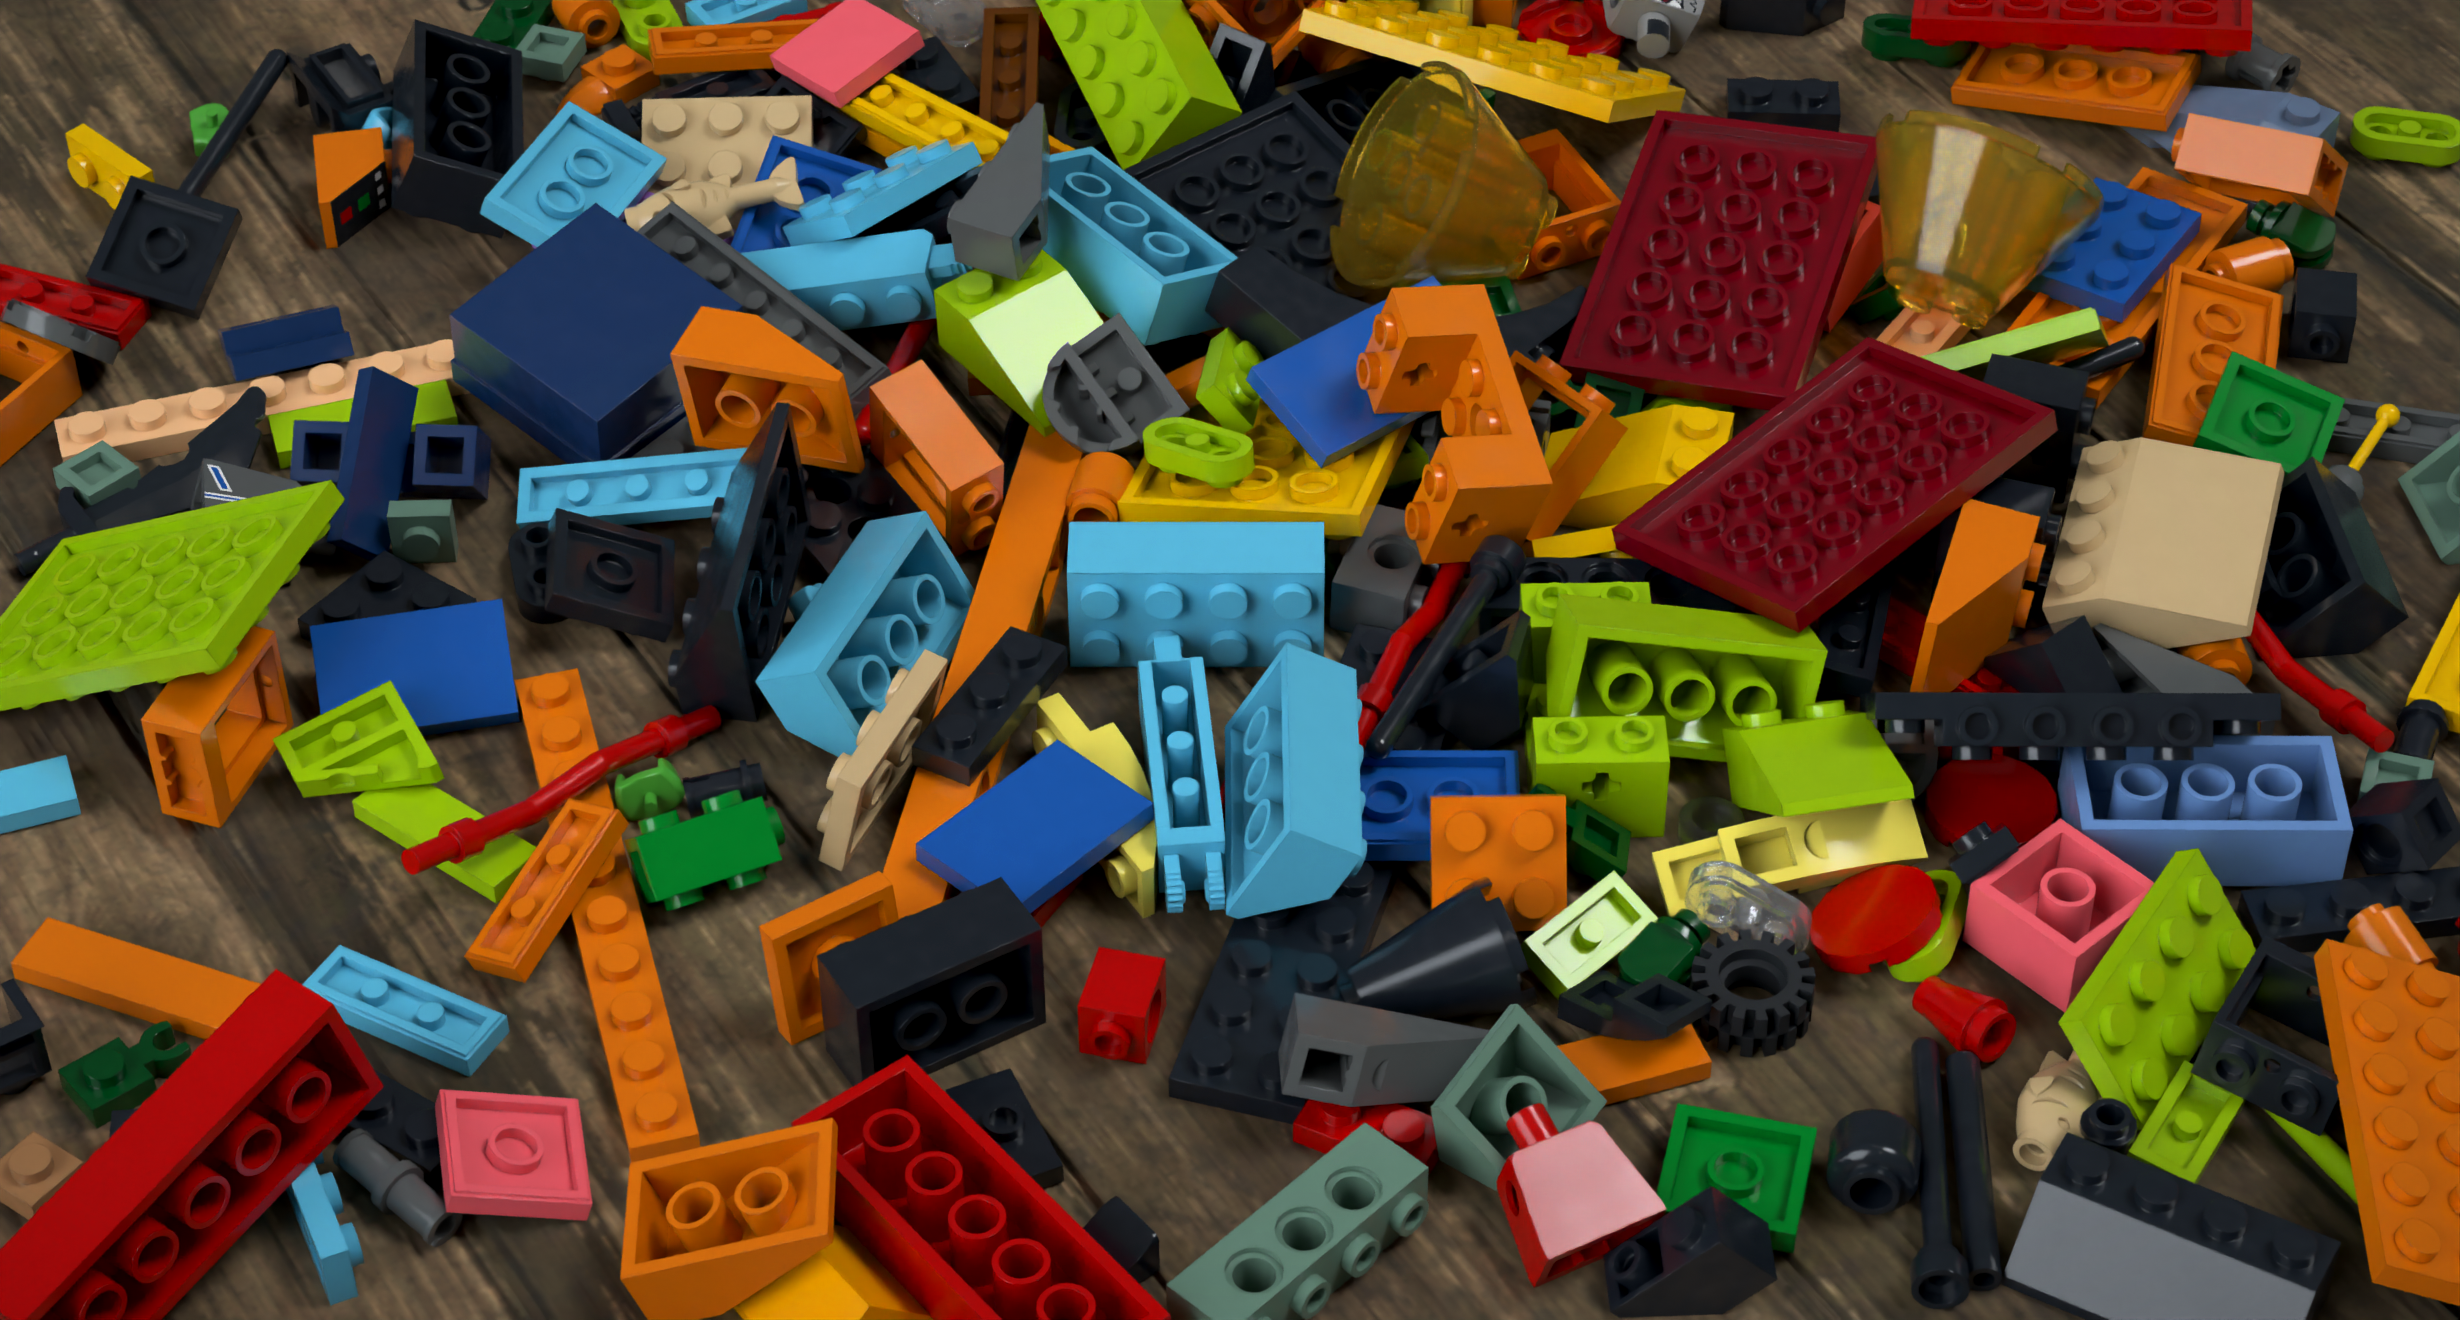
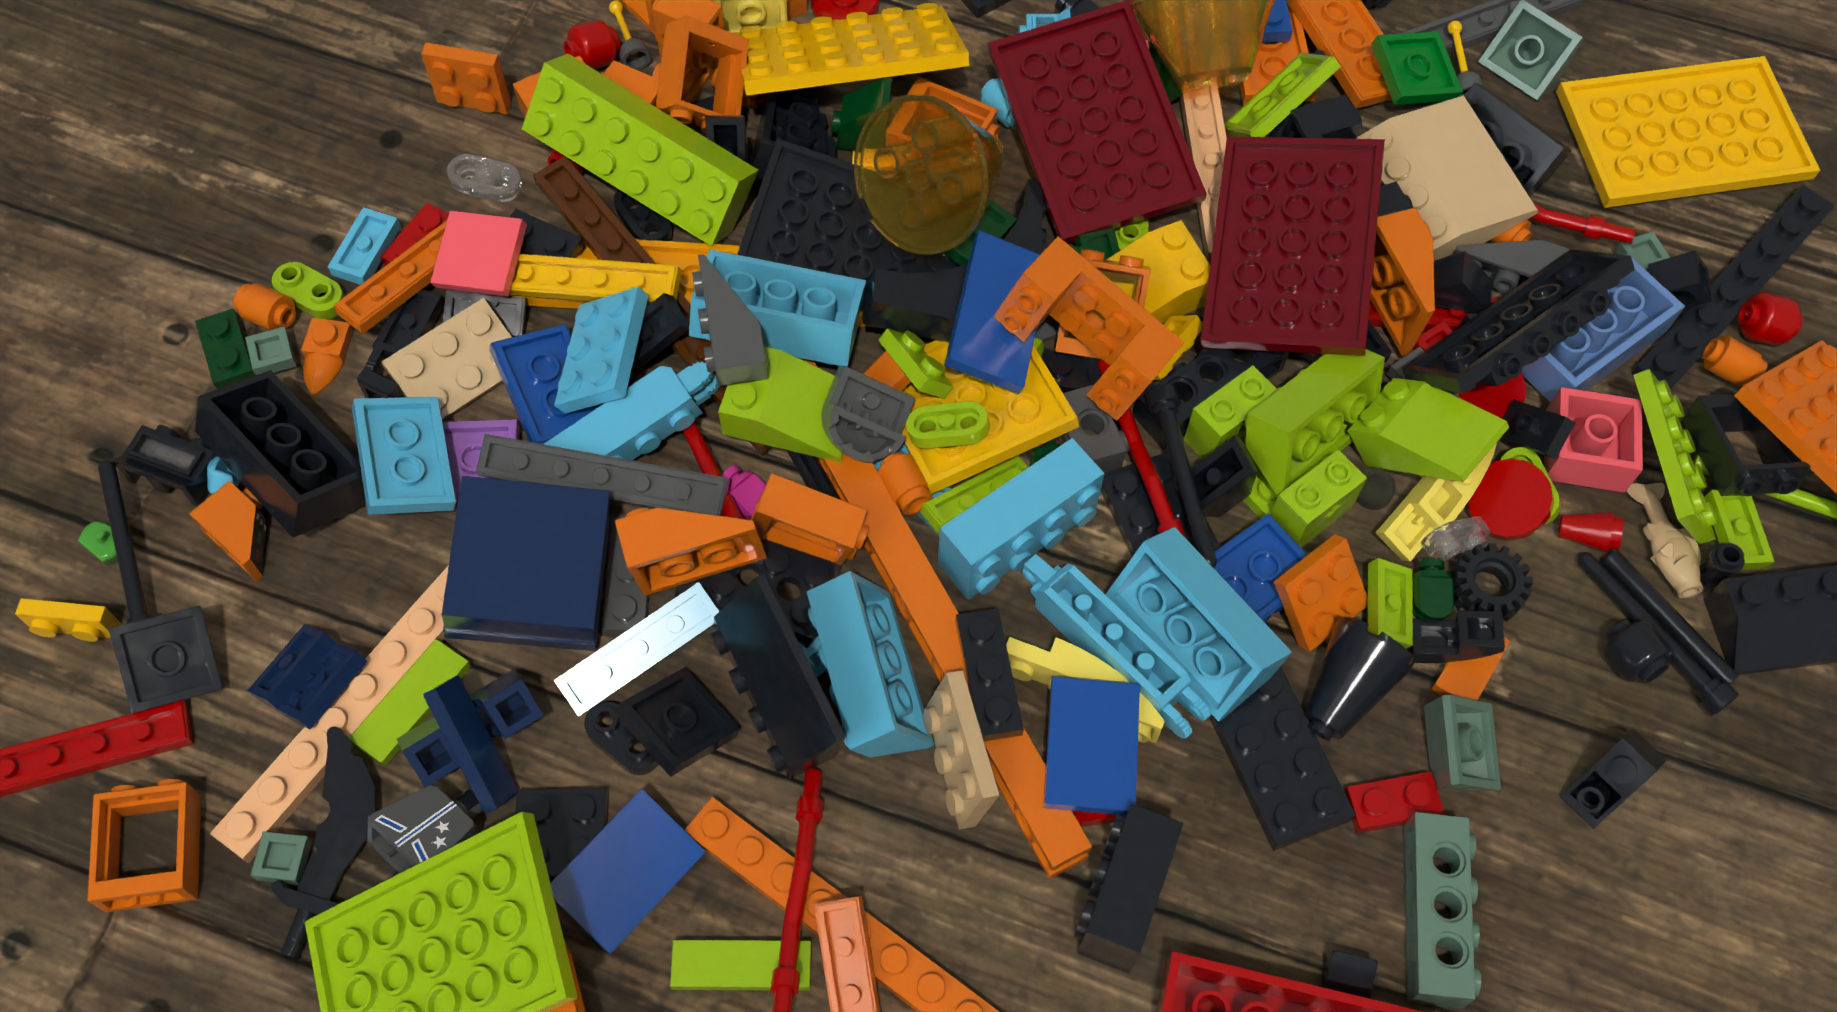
camera: 40 degrees left, 20 degrees up
(60, 331) = (160, 771): dark grey tile -> none
(359, 748) = (647, 950): lime wing -> none
(423, 530) = (531, 762): sand green plate -> none
(649, 792) = (830, 852): bright green piece -> none
(717, 201) = (498, 415): tan animal -> none
(724, 843) = (911, 878): green brick -> none
(745, 778) = (873, 822): black pin -> none
(800, 935) = (1055, 918): orange plate -> none
(1008, 1118) = (1223, 940): black plate -> none
(1122, 1005) = (1216, 818): red brick -> none
(1369, 1054) = (1372, 773): dark grey slope -> none
(1570, 1195) = (1537, 782): torso -> none
(1592, 840) = (1316, 537): dark green plate -> none
(1744, 1157) = (1582, 706): green plate -> none
(2421, 729) = (1624, 213): black pin -> none

